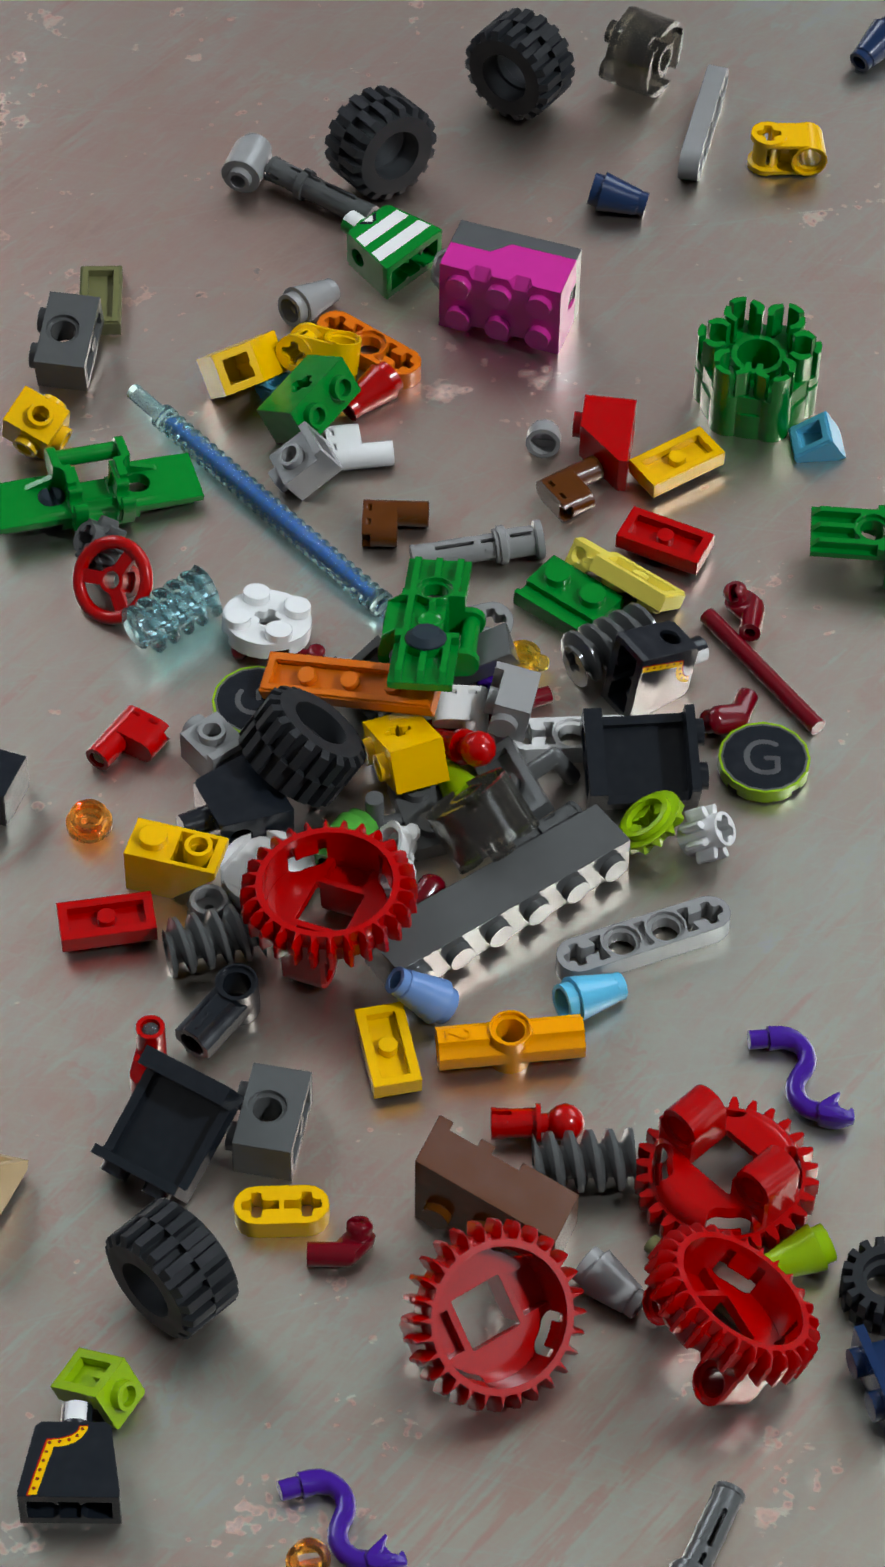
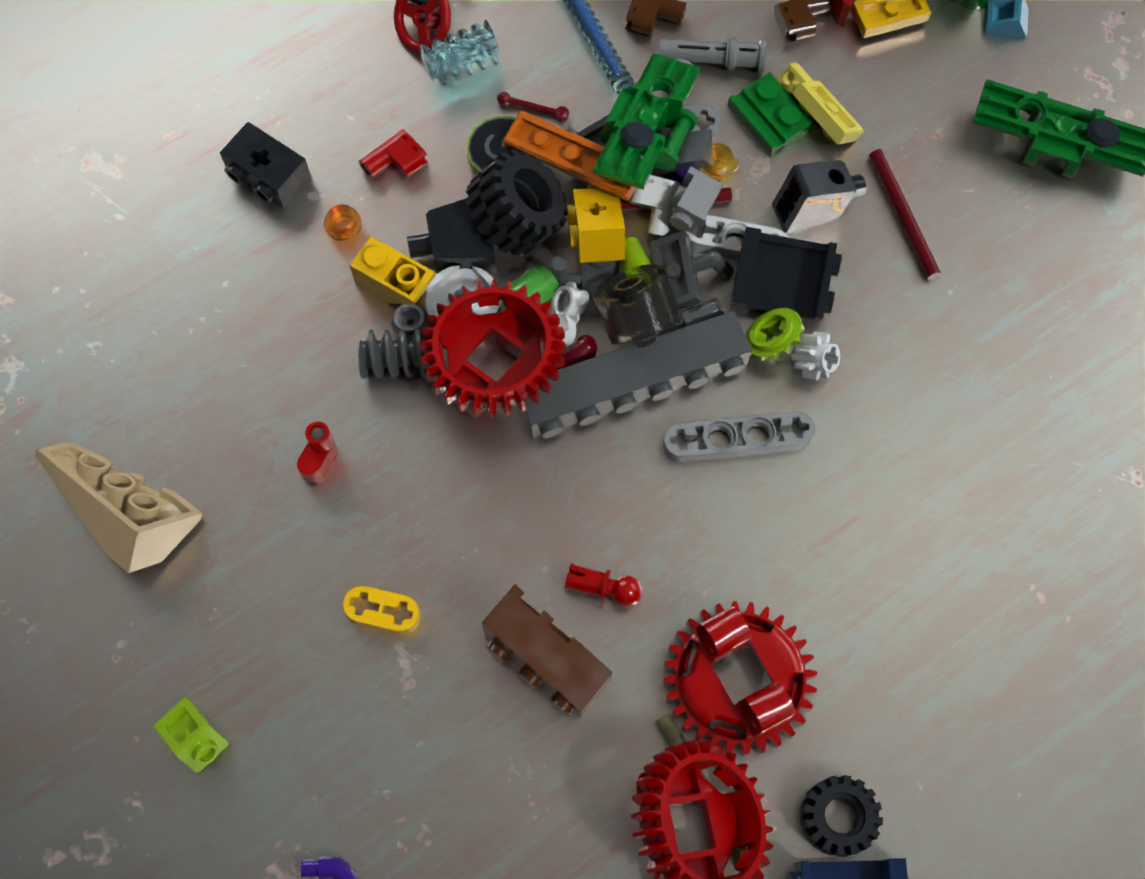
camera: 15 degrees right, 20 degrees up
(70, 1471) = (144, 807): black torso -> none
(106, 921) = (327, 314): red plate -> none
(169, 1127) = (310, 520): black panel -> none
(172, 1268) = (266, 658): black tyre -> none
(208, 742) = (452, 176): light grey brick -> none
(220, 1012) = (384, 423): black piece -> none
(271, 1146) = (395, 552): dark grey brick -> none
(286, 619) = (534, 64): white plate -> none
(346, 1249) = (420, 660): dark red arm -> none
(388, 1050) = (507, 487): yellow plate -> none
(425, 995) = (549, 448): medium blue cone -> none
(468, 746) = (646, 230): red pin -> none
(510, 1042) = (577, 503): light orange piece -> none
(523, 1290) = (513, 804): red piece -> none
(586, 1159) = (628, 634): dark grey piece -> none
(588, 994) = (678, 478): medium azure cone -> none
(593, 643) = (777, 161): dark grey piece -> none
(609, 1282) = (616, 749): light grey cone -> none
(665, 540) = (861, 79): red plate -> none
(728, 717) = (867, 251): dark red arm -> none
(745, 607) = (909, 156): dark red arm -> none
(763, 762) = (882, 297): black tile -> none
(804, 1251) = (778, 766): lime cone -> none
(825, 1113) = (840, 635): dark purple animal -> none

